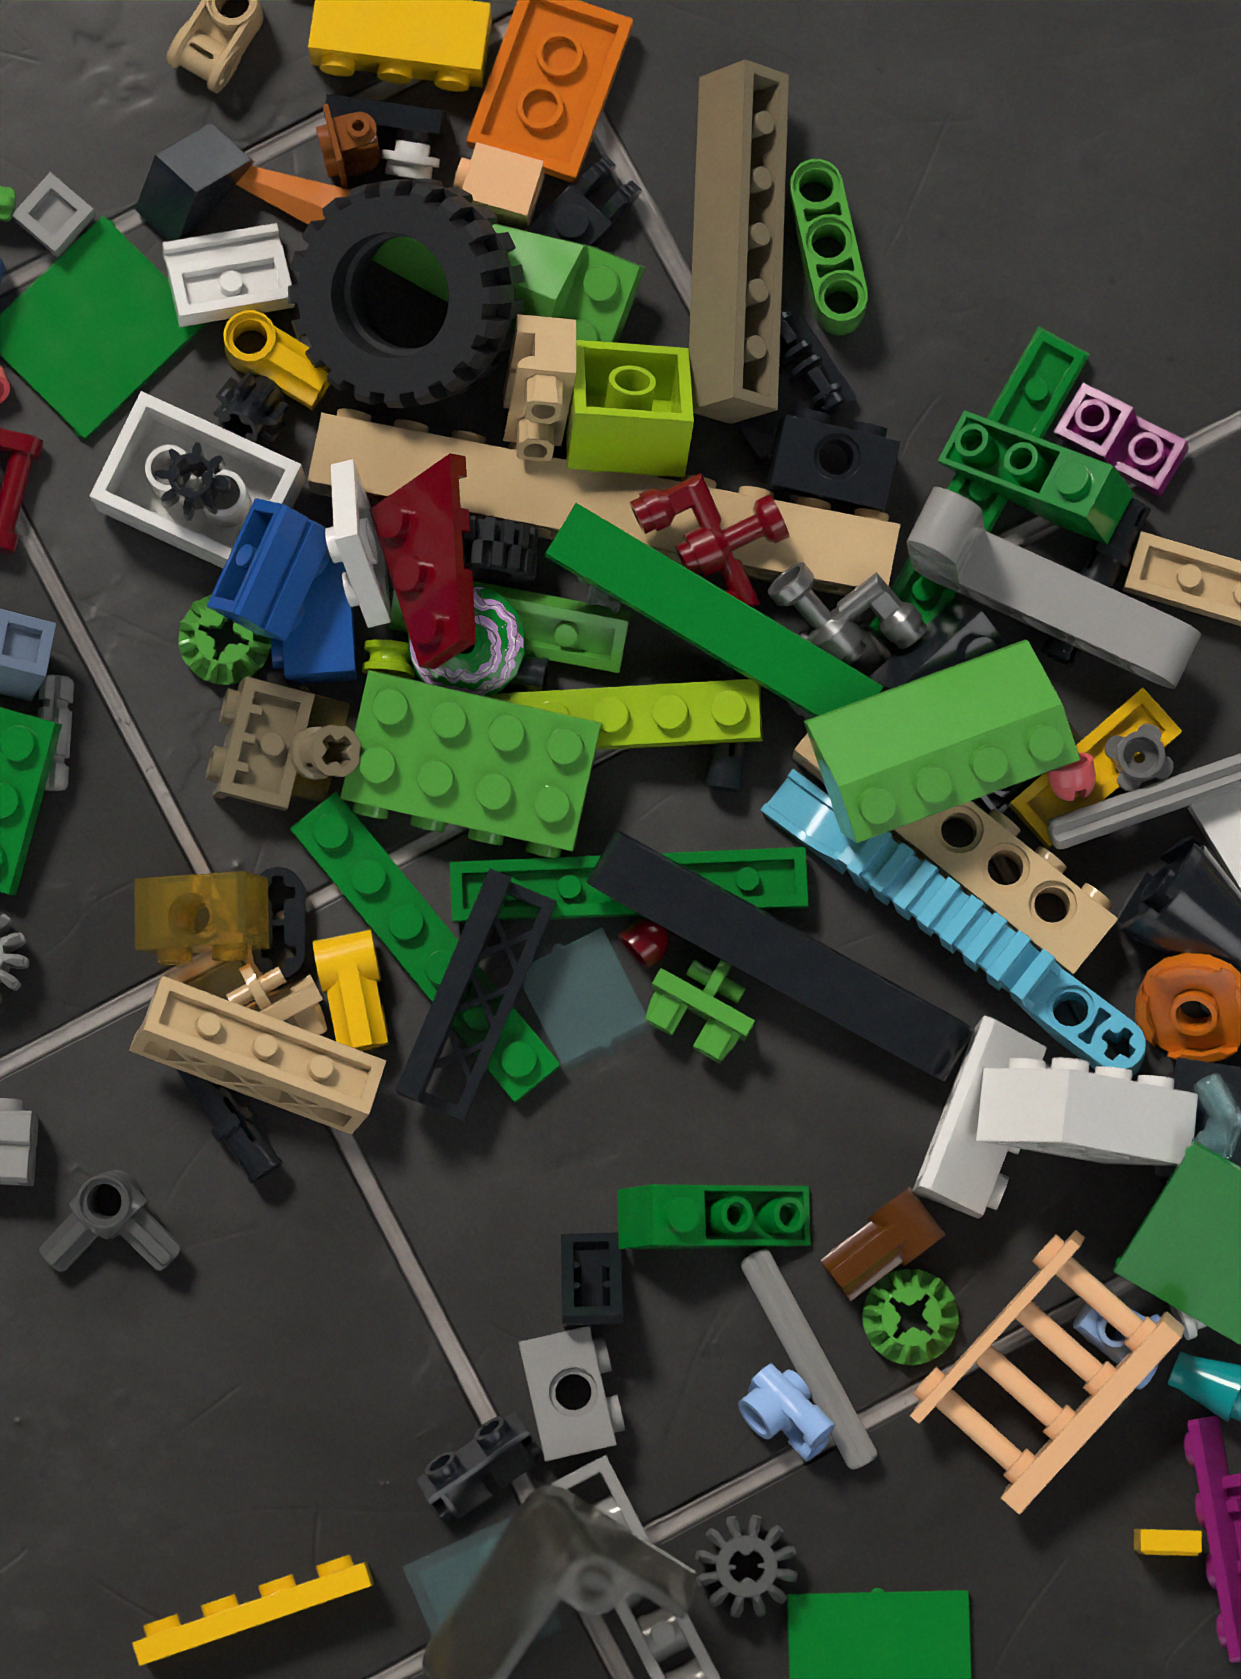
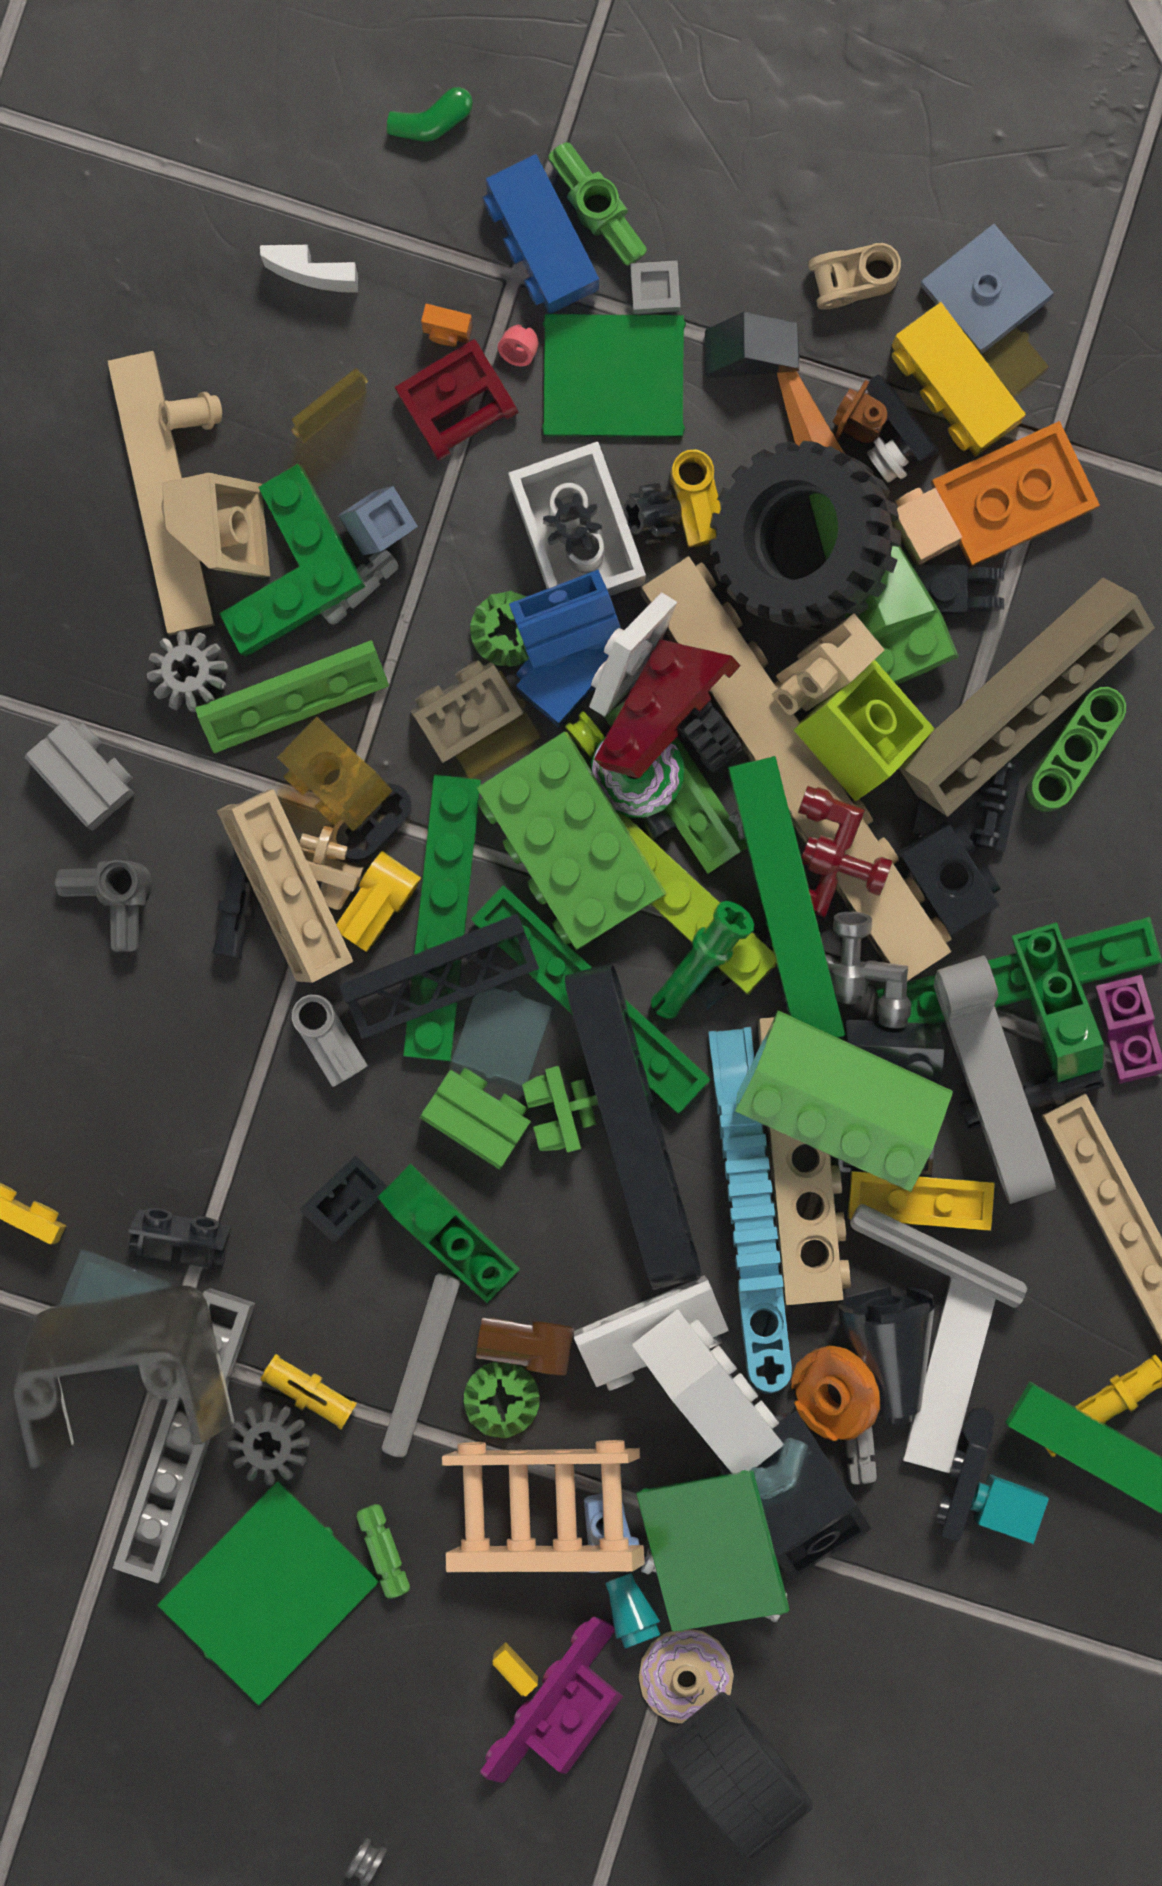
camera: 45 degrees right, 5 degrees up
(94, 886) = (292, 696): none -> bright green plate
(227, 274) = (718, 421): white plate -> none
(309, 748) = (486, 741): dark tan bush -> none
(438, 1155) = (330, 1043): none -> light grey piece
(546, 1364) = (244, 1264): light grey brick -> none
(635, 1089) = (475, 1117): none -> bright green brick
(645, 941) = (566, 1040): dark red hinge -> none
(690, 727) = (711, 948): none -> green pin
(775, 1476) = (281, 1372): none -> yellow pin
(782, 1403) = (379, 1374): light blue plate -> none
(944, 1558) = (383, 1551): none -> bright green axle
(1073, 777) = (901, 1198): coral hinge -> none
(1148, 743) = (962, 1215): flat silver plate -> none

